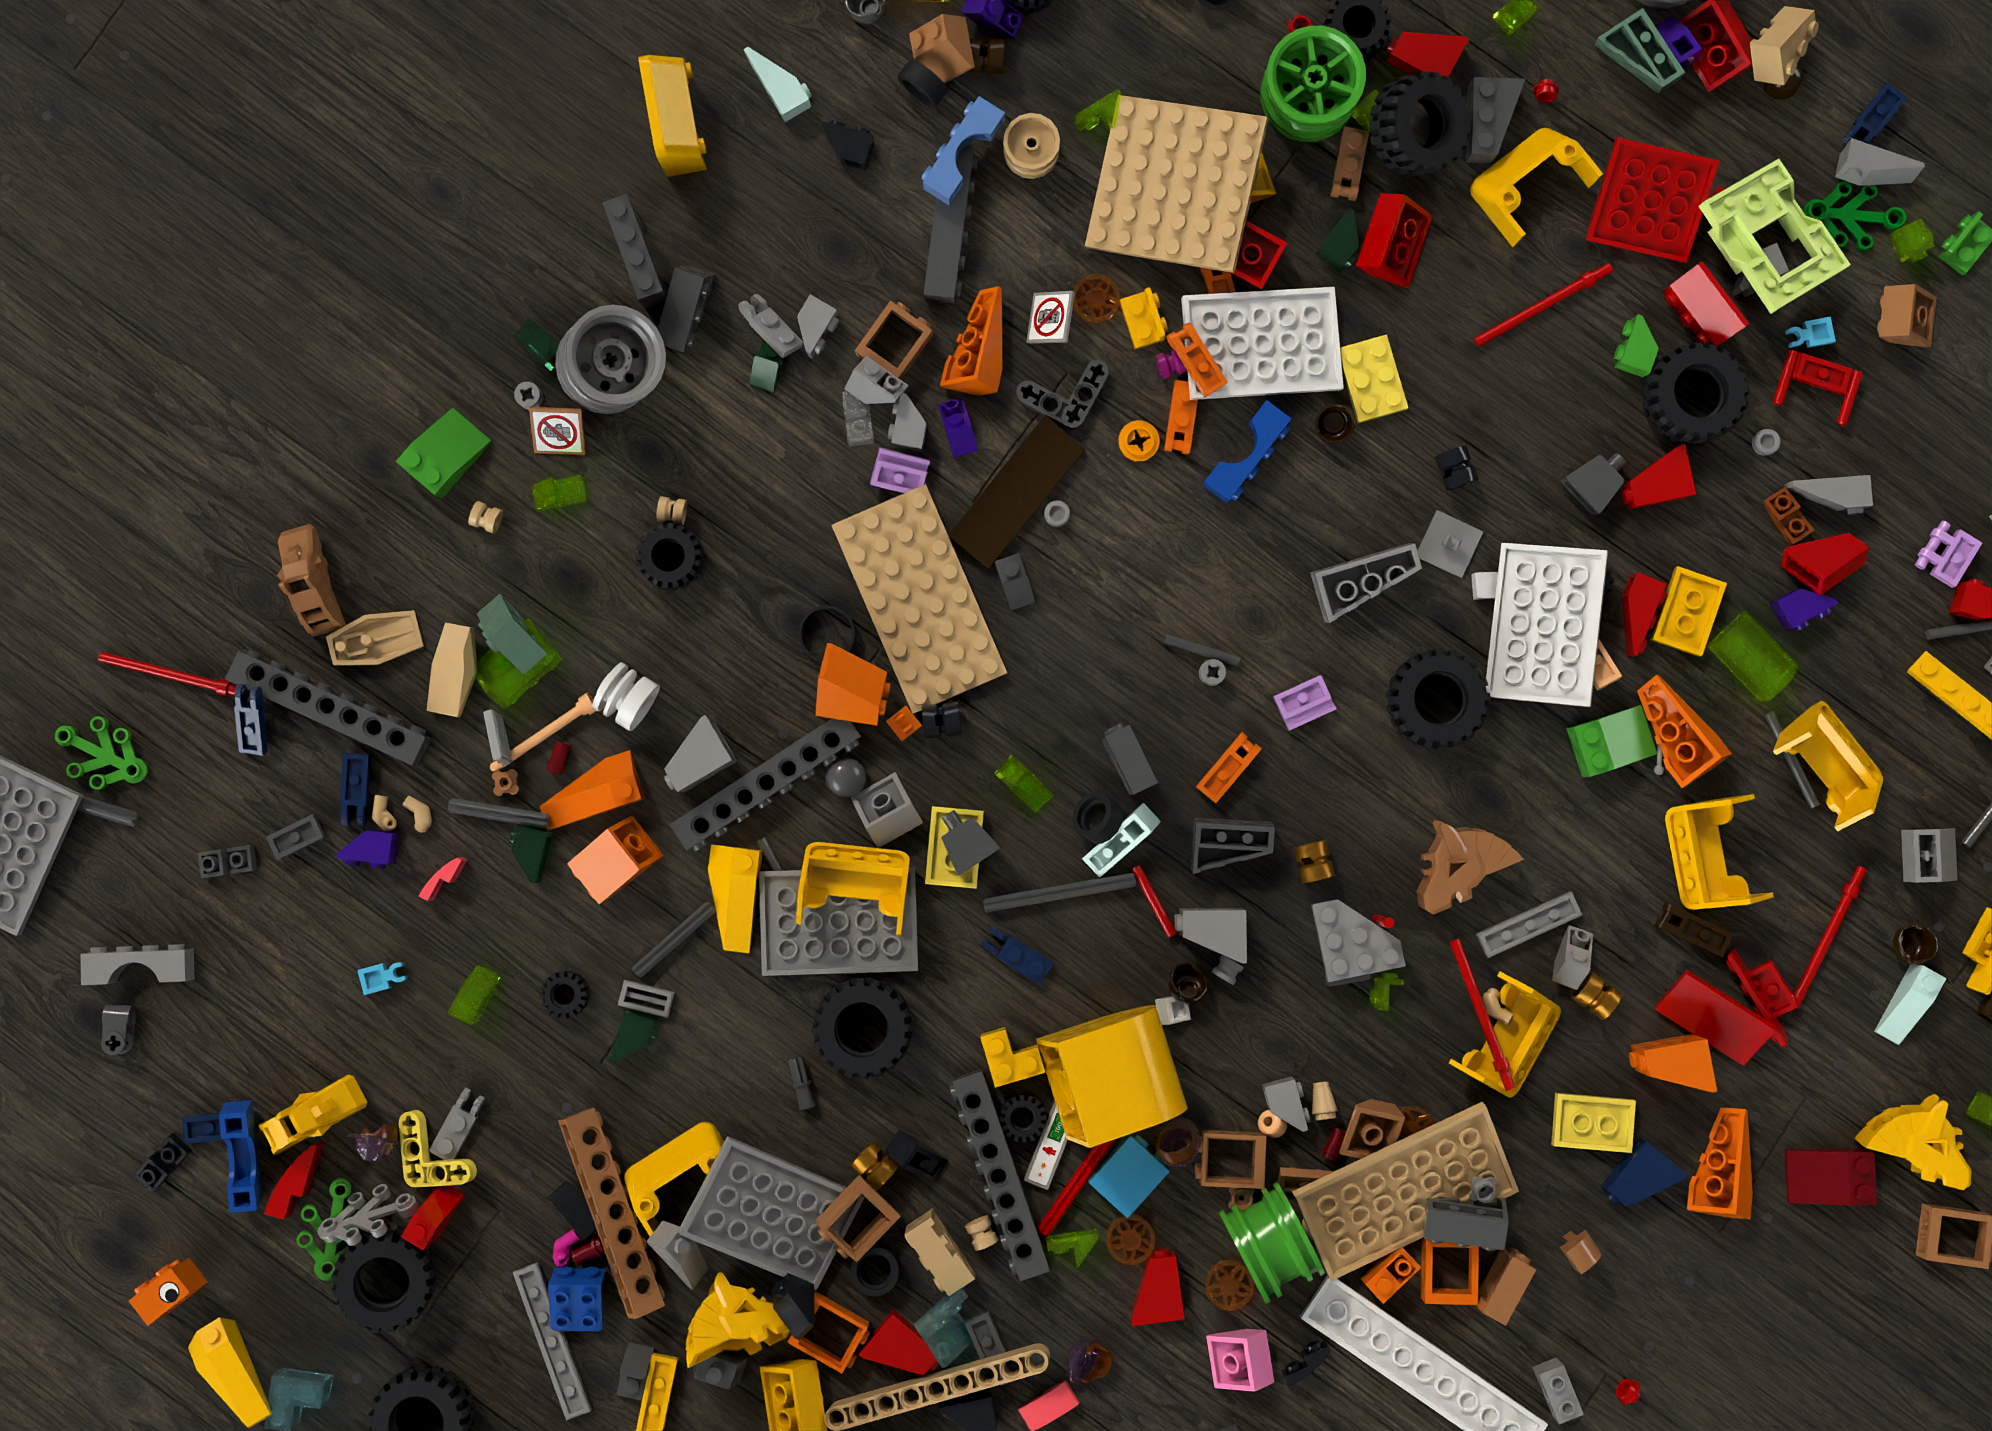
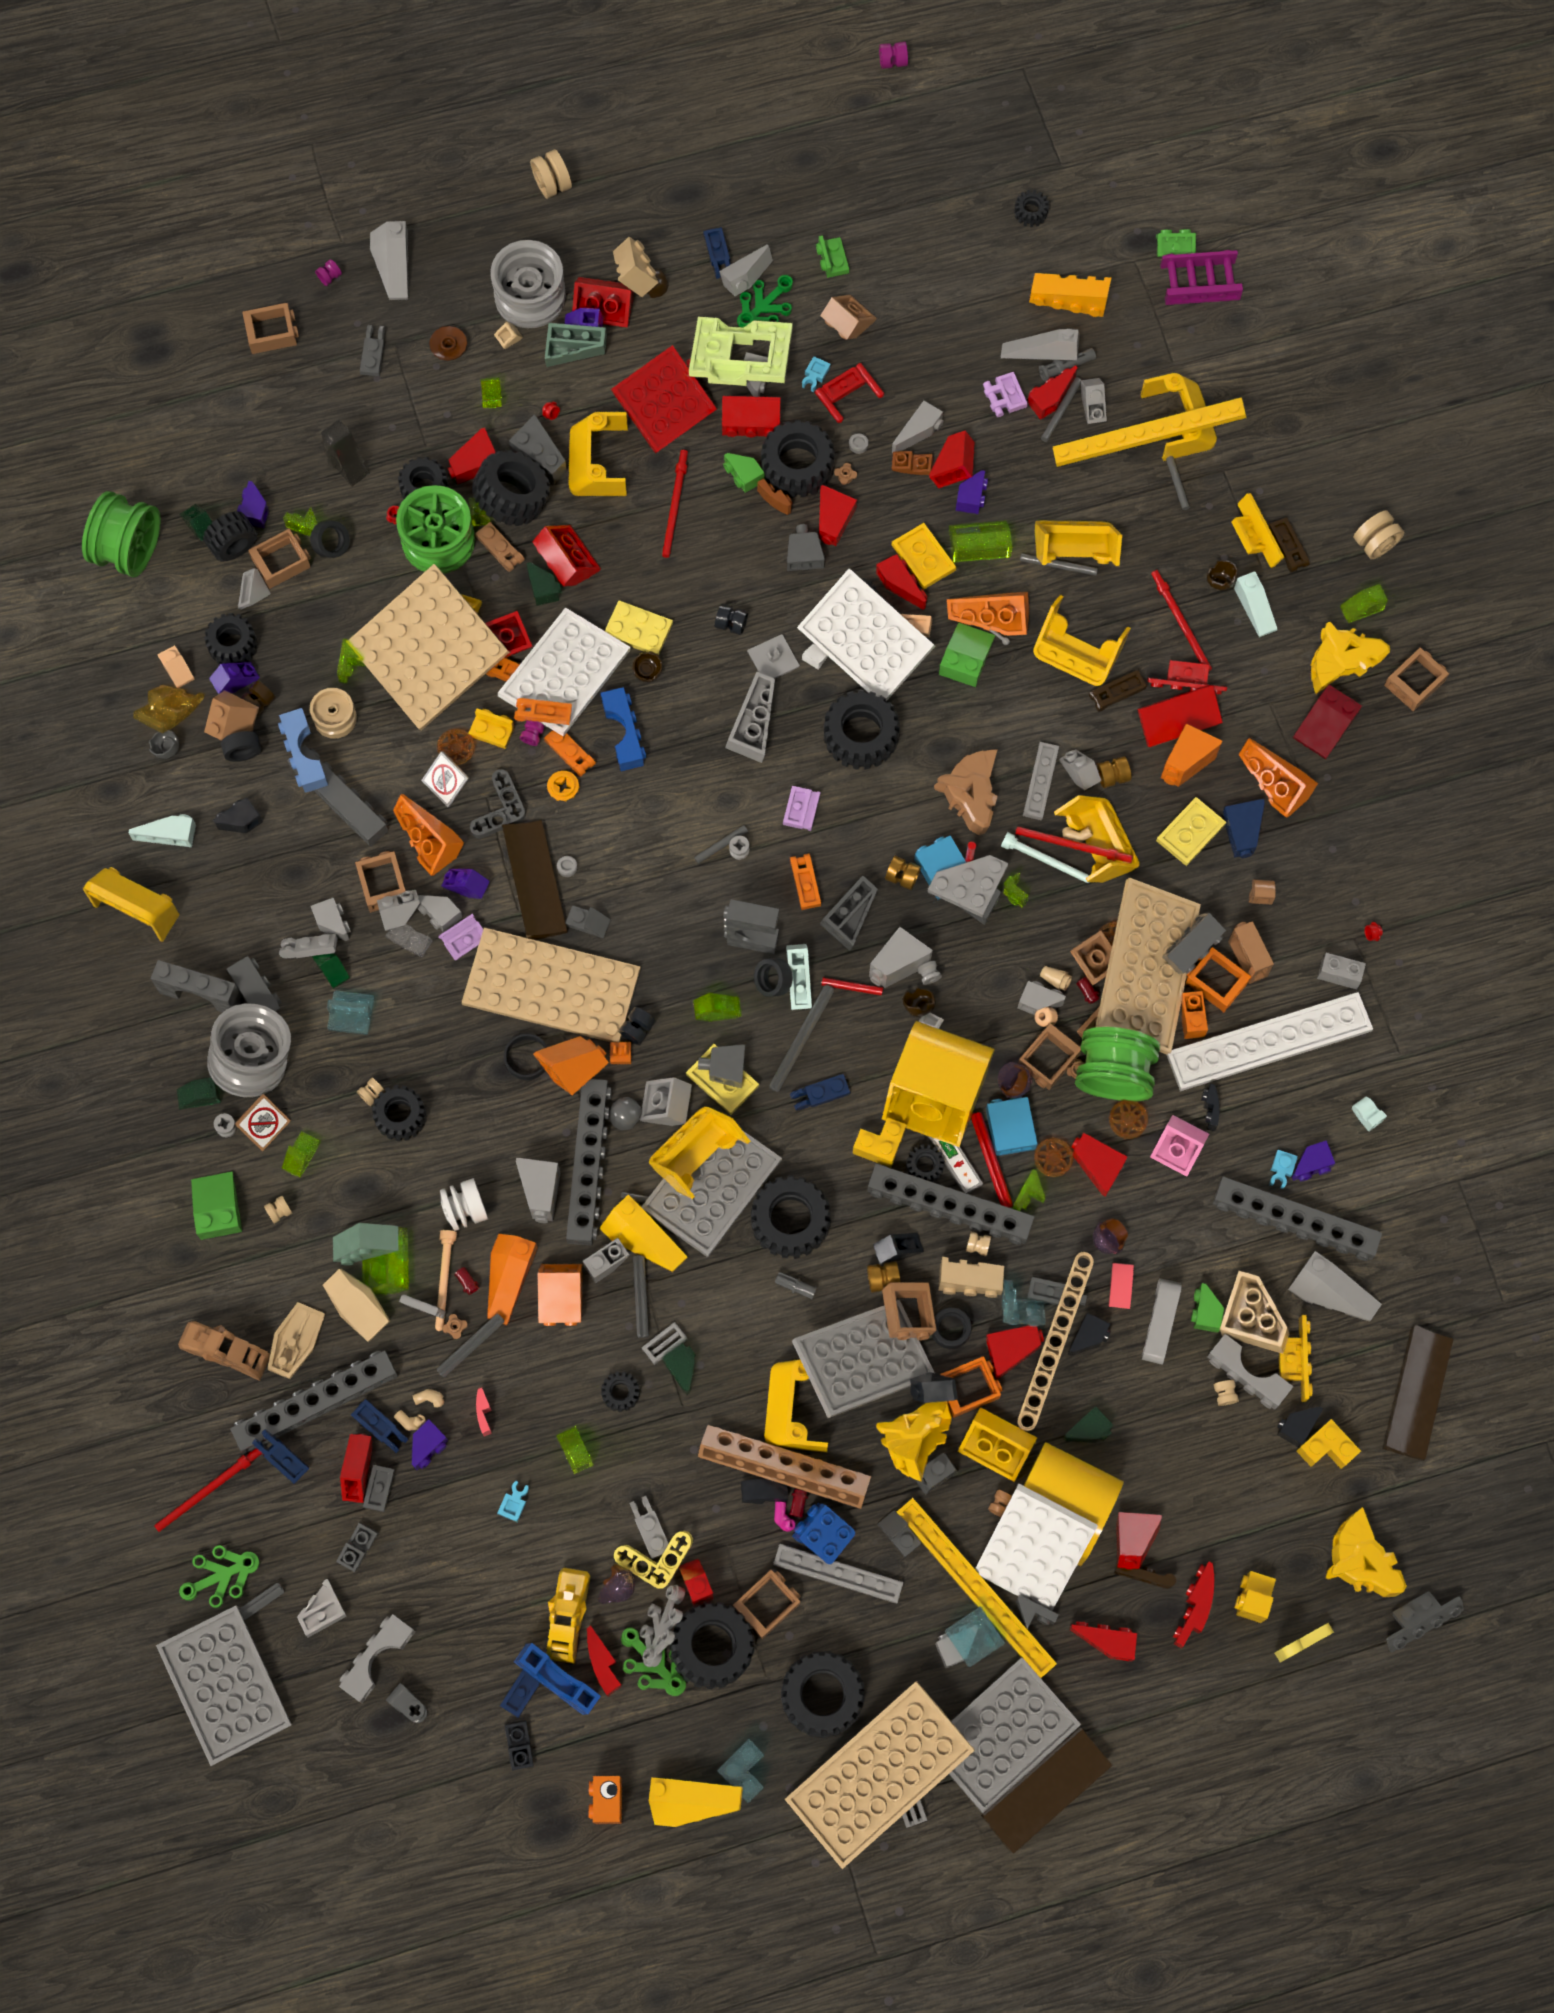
camera: 60 degrees left, 15 degrees down
(142, 876) = (321, 1611): none -> light grey wing
(297, 799) = (356, 1468): none -> red slope
(442, 1293) = (790, 1593): none -> medium nougat window
(530, 850) = (510, 1341): clear green slope -> none
(679, 879) = (605, 1260): none -> light grey slope
(679, 1253) = (843, 1435): light grey slope -> none
(737, 422) = (350, 1012): none -> clear light blue bracket
(1358, 887) = (938, 857): none -> dark azure brick
(1435, 945) = (1011, 842): none -> light aqua piece
(1487, 1193) = (1184, 916): light grey plate -> none
(1630, 409) = (775, 499): none -> dark orange slope
(1714, 461) = (845, 479): none -> medium nougat plate
(1912, 241) = (806, 283): clear neon green brick -> none
(1929, 855) = (1174, 530): light grey slope -> none

